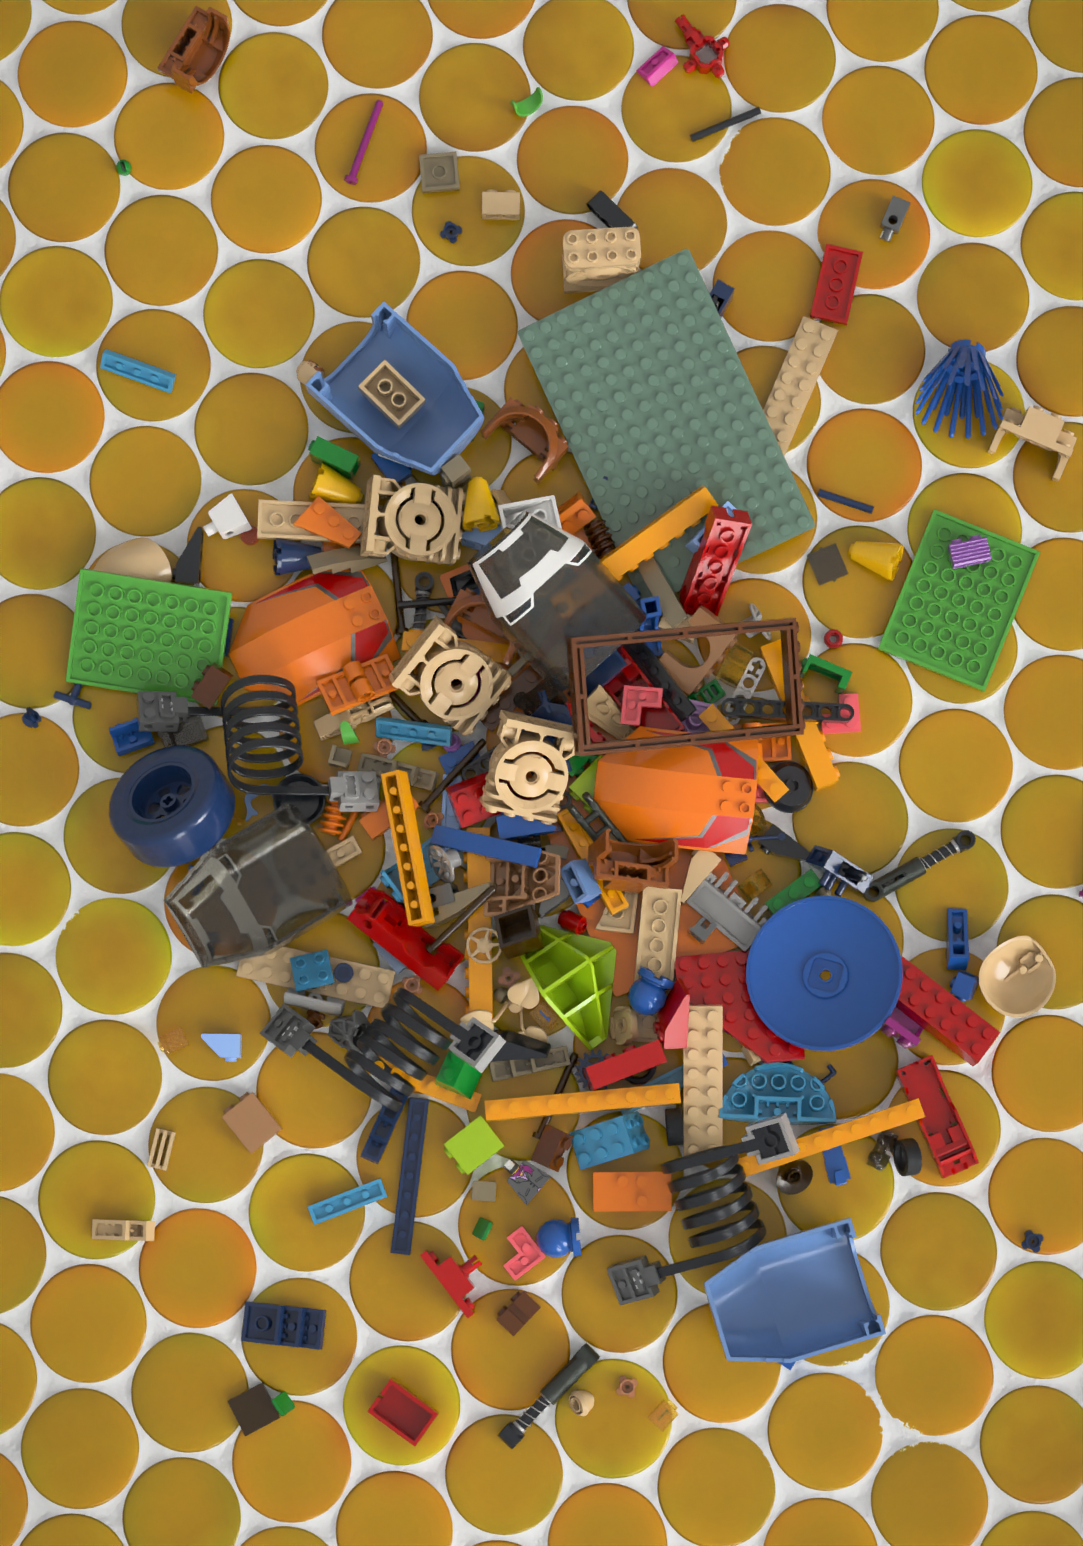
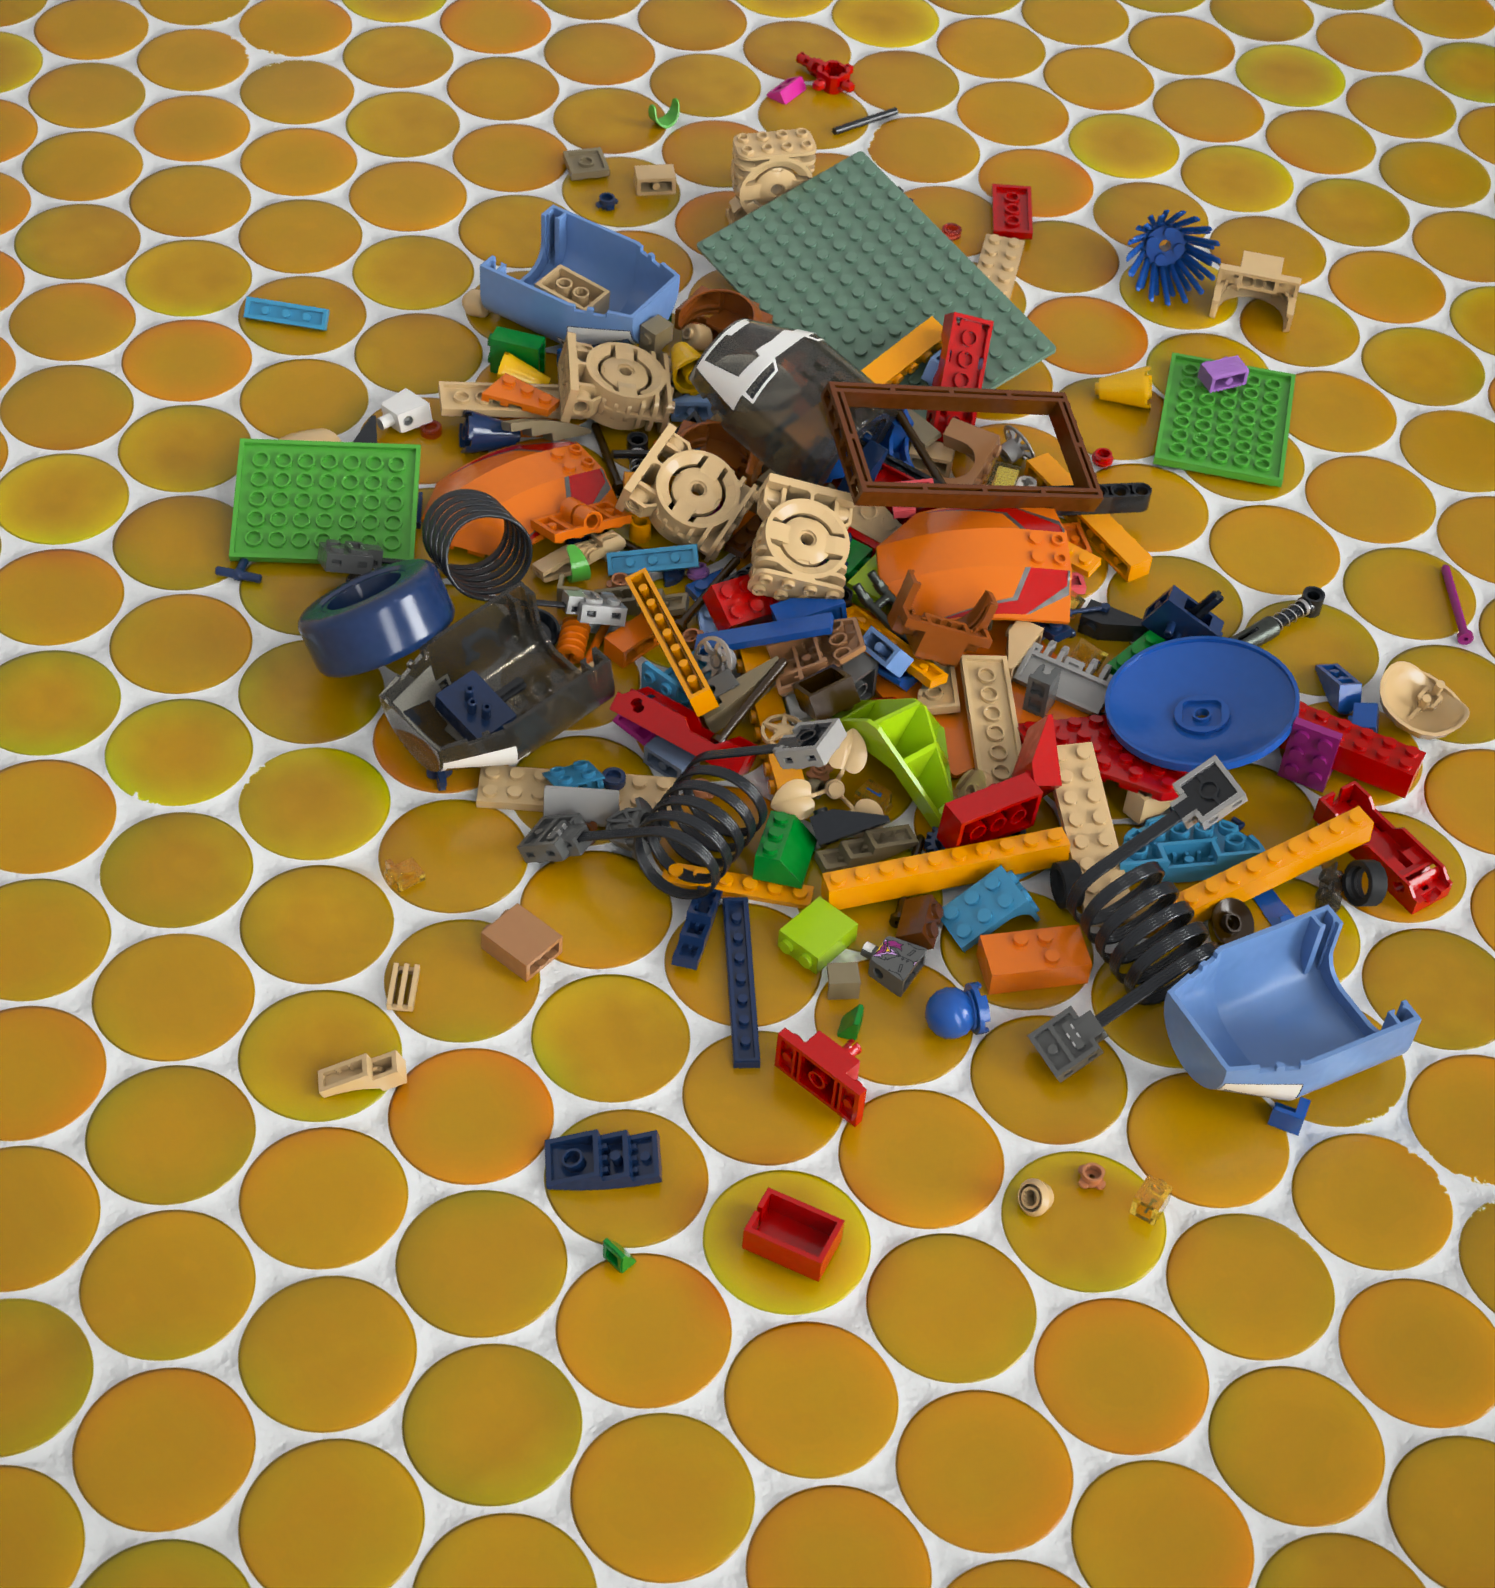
camera: 15 degrees left, 35 degrees down
(31, 718) = (189, 590): dark blue plate -> none
(127, 165) = (253, 181): green hinge -> none
(129, 738) = (309, 590): blue bracket -> none
(195, 52) = (315, 96): dark orange piece -> none
(211, 685) = (405, 534): reddish brown brick -> none
(225, 1045) = (470, 866): light blue slope -> none
(246, 897) = (474, 706): none -> dark blue piece
(253, 1409) = (578, 1267): dark brown tile -> none
(347, 1201) = (663, 1013): dark azure plate -> none
(351, 178) = (495, 172): magenta bar -> none
(500, 444) = (697, 336): none -> tan head
(518, 1313) = (922, 1106): reddish brown brick -> none
(528, 1253) = (915, 1042): coral plate -> none
(550, 1394) = (1024, 1149): piece -> none
(648, 607) = (919, 446): none -> dark brown bar
(649, 992) = (999, 741): blue tile -> none
(772, 305) = (952, 231): none -> clear red tile
(799, 785) = (1105, 581): black piece -> none
(827, 564) = (1081, 405): clear smoke piece -> none
(827, 669) = (1112, 467): green panel -> none
(845, 501) = (1079, 359): dark blue bar -> none
(853, 725) = (1138, 522): coral plate -> none
(897, 211) = (1053, 166): dark grey torso -> none

